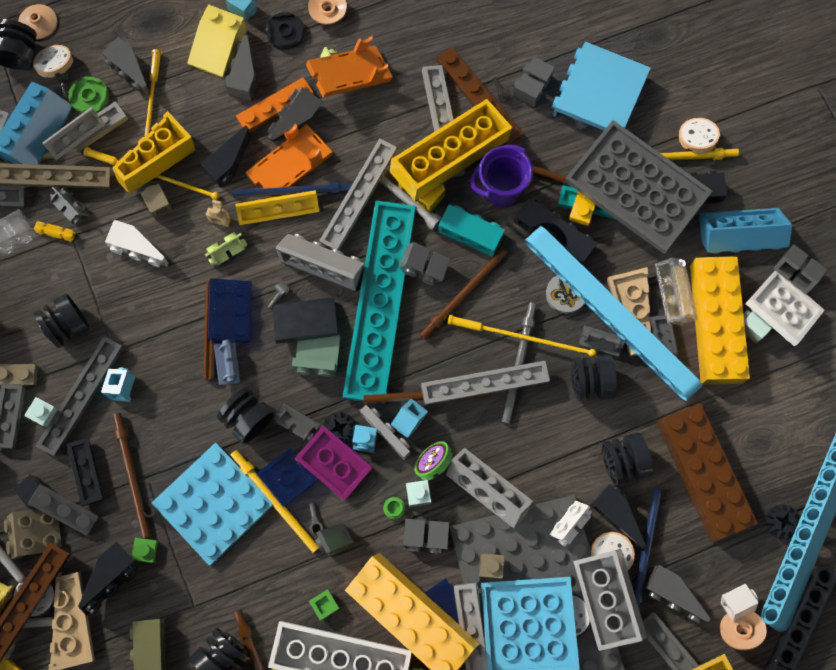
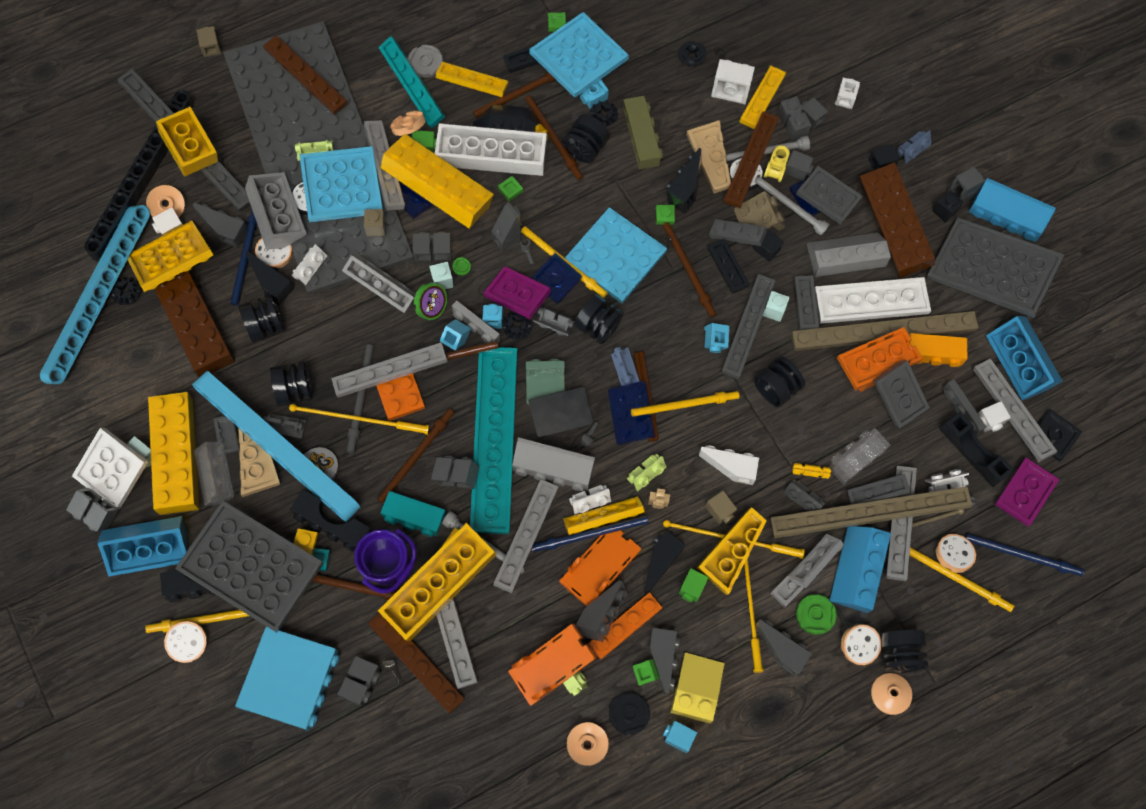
camera: 170 degrees right, 5 degrees down
(132, 316) = (719, 397): none -> yellow bar
(202, 130) = (693, 586): none -> bright green brick
(262, 59) = (646, 672): none -> bright green plate
(281, 229) = (598, 497): none -> white hinge
(475, 356) = (400, 397): none -> orange plate
(735, 547) = (169, 256): none -> yellow plate

